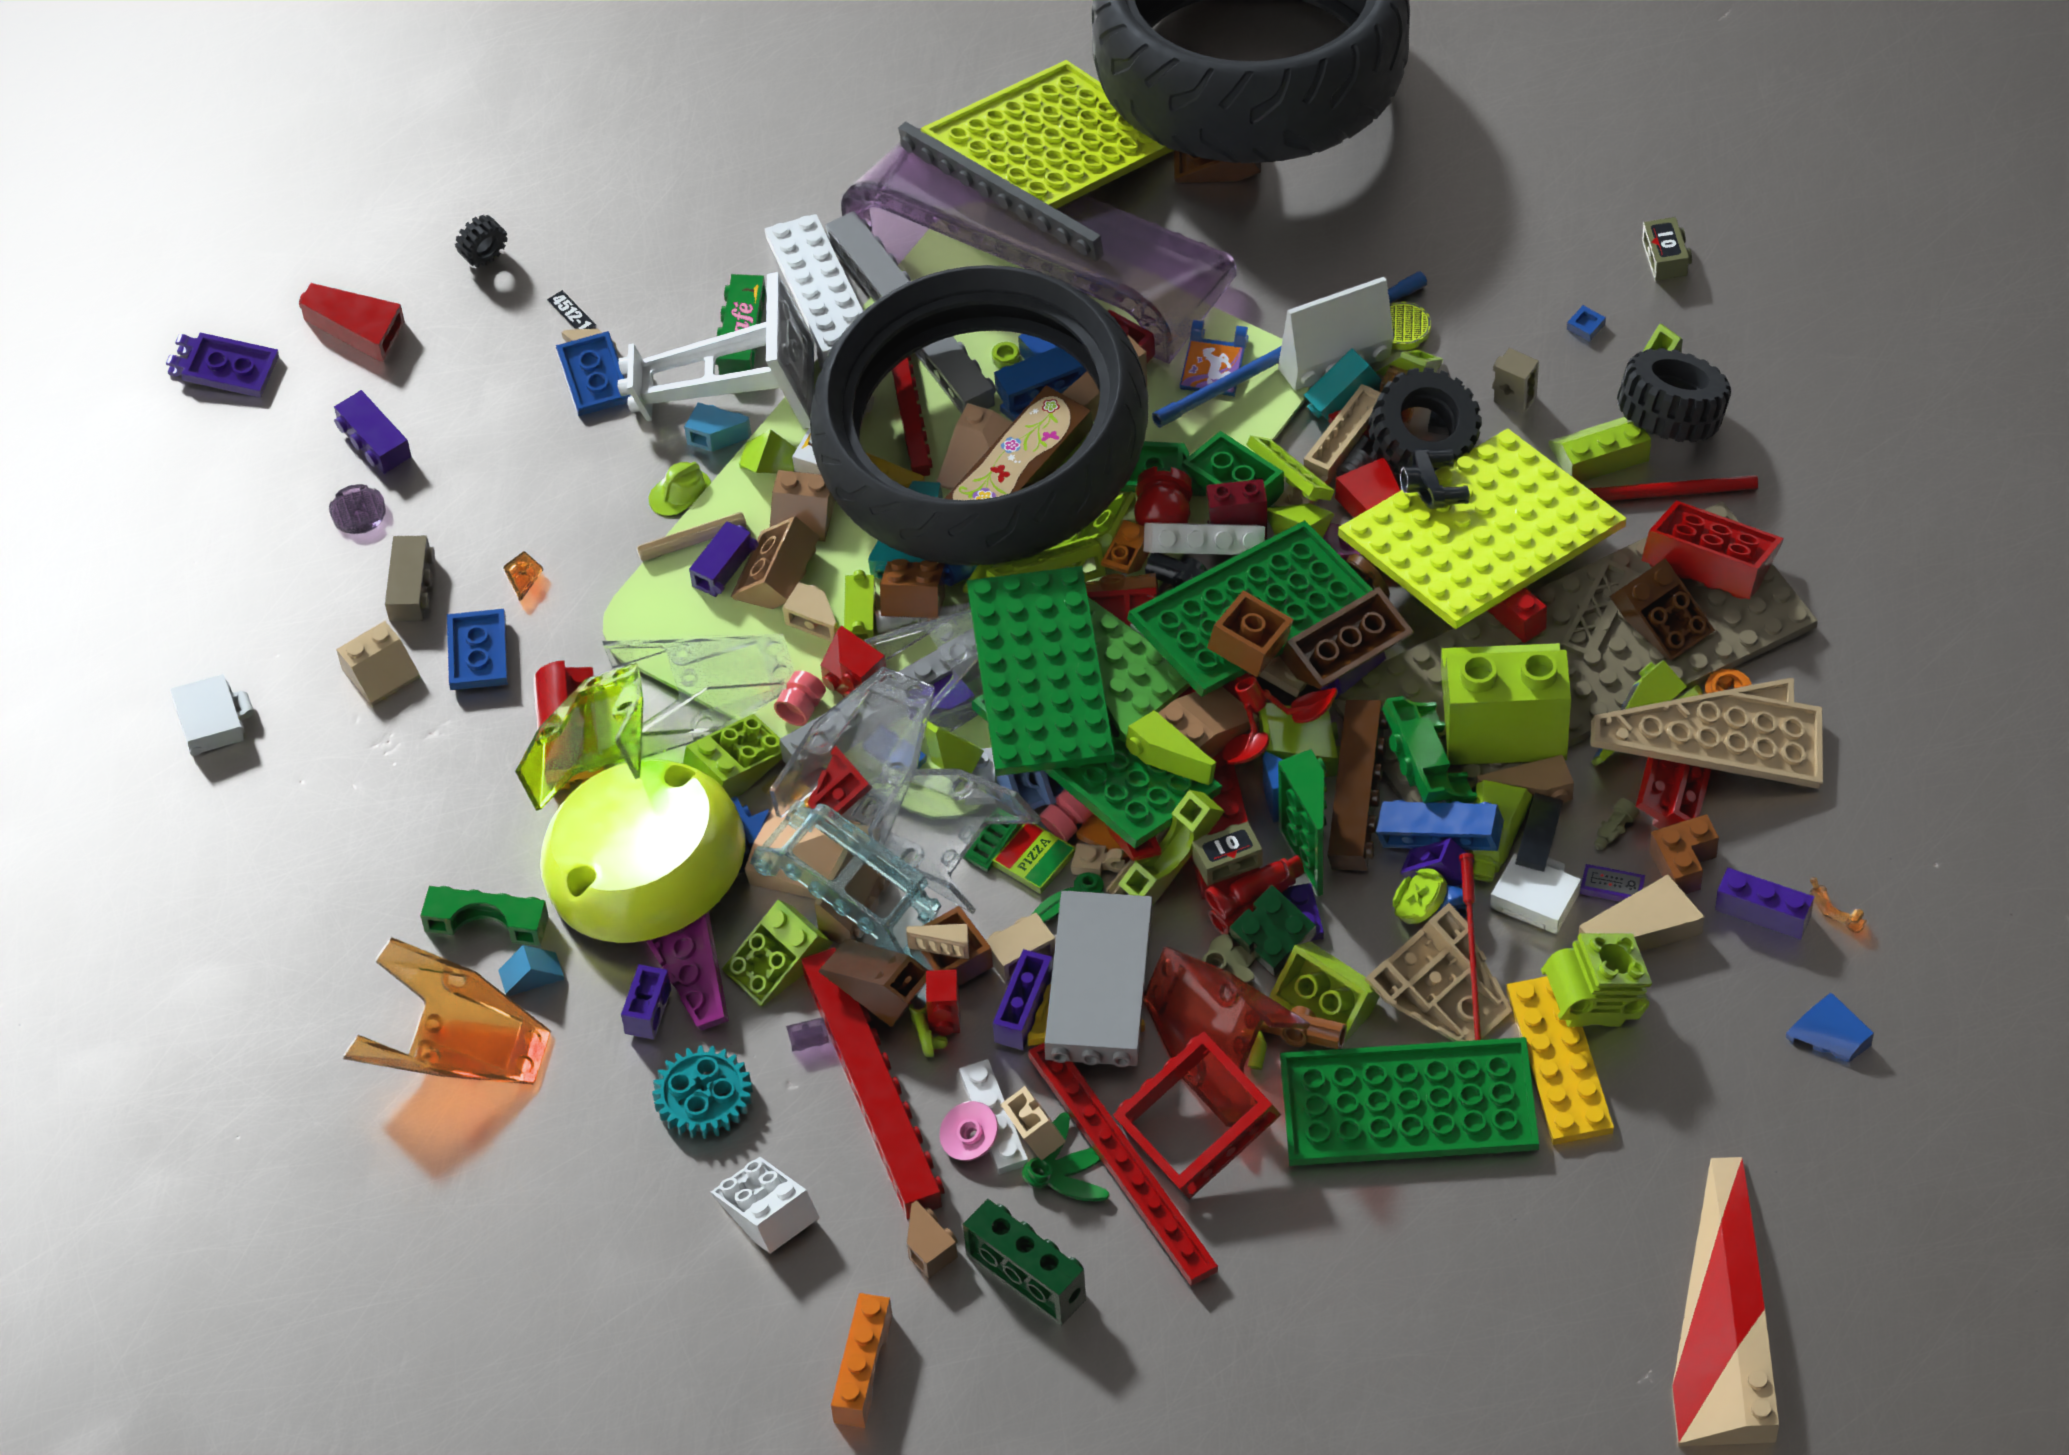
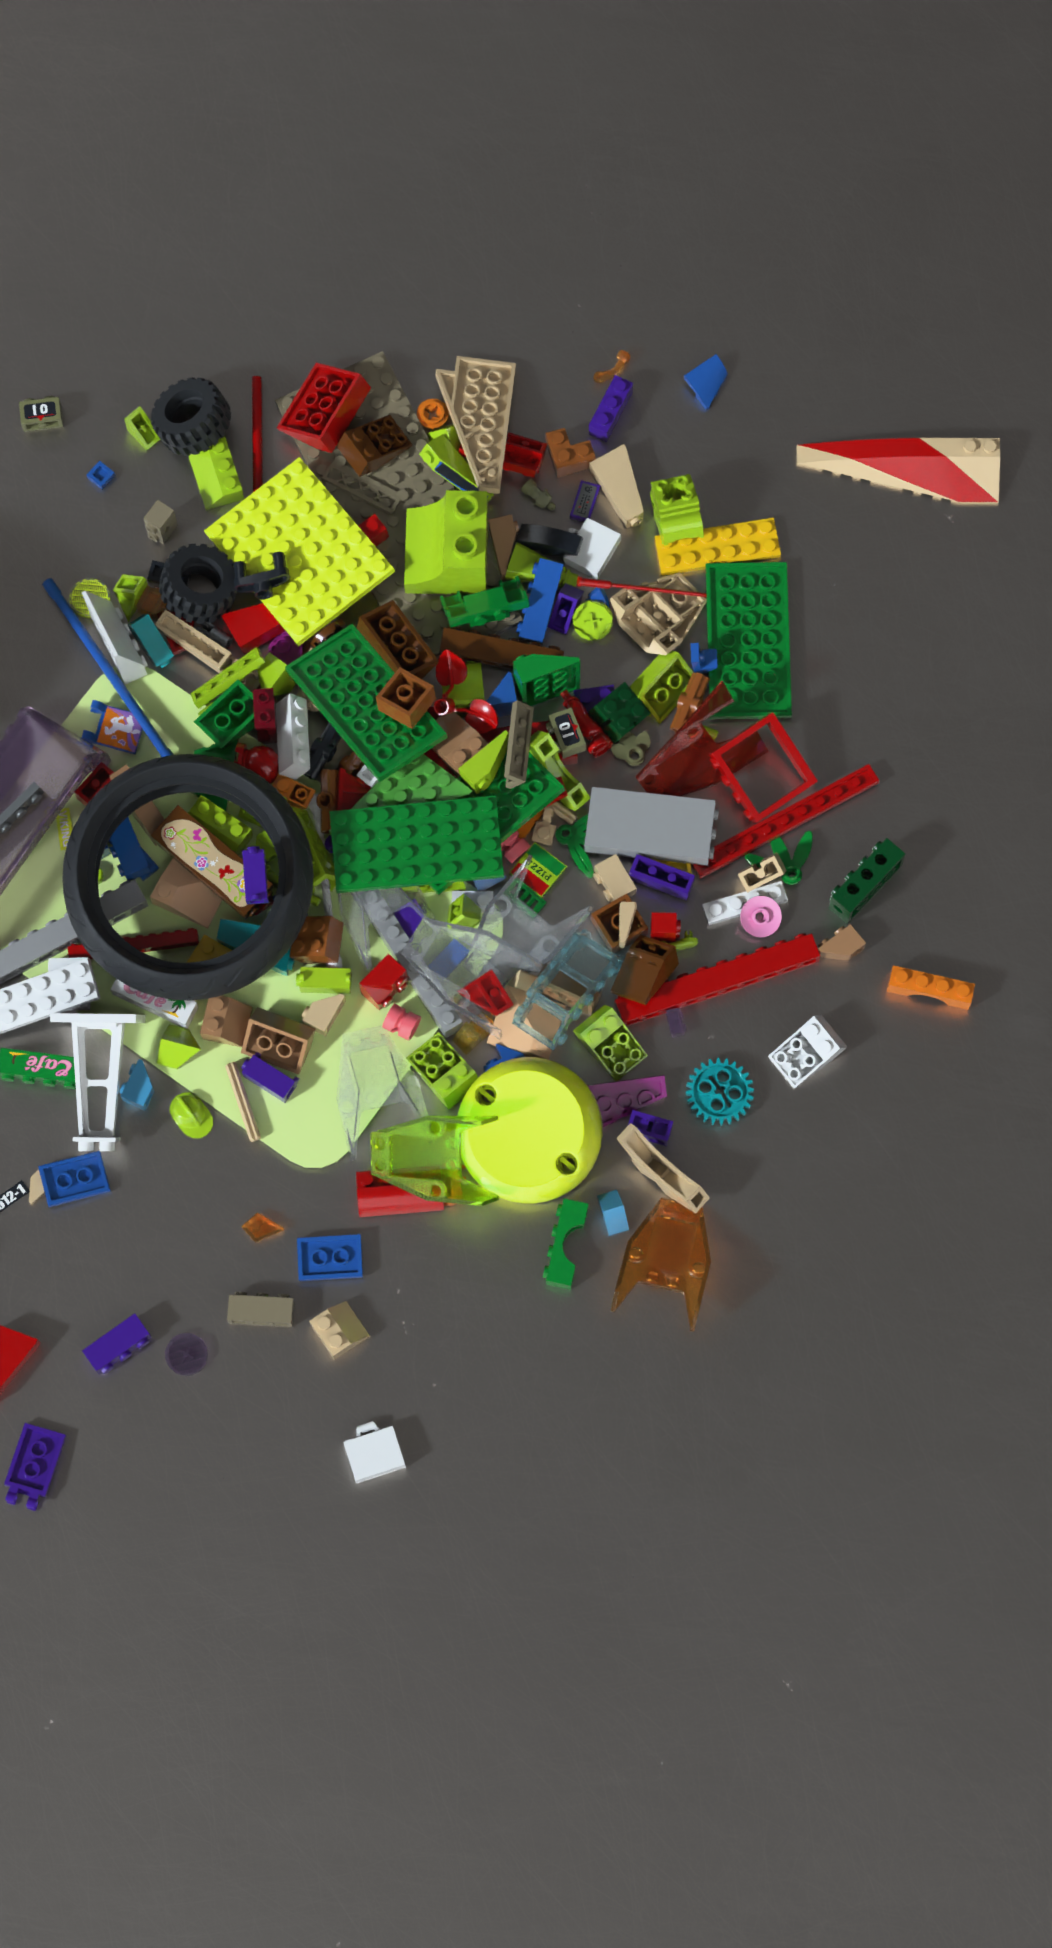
camera: 90 degrees left, 20 degrees up
(587, 1006) = (663, 1172): none -> tan arch
(960, 453) = (255, 875): none -> dark purple brick
(1195, 775) = (518, 744): none -> dark tan fence
(1365, 1025) = (703, 660): none -> blue slope

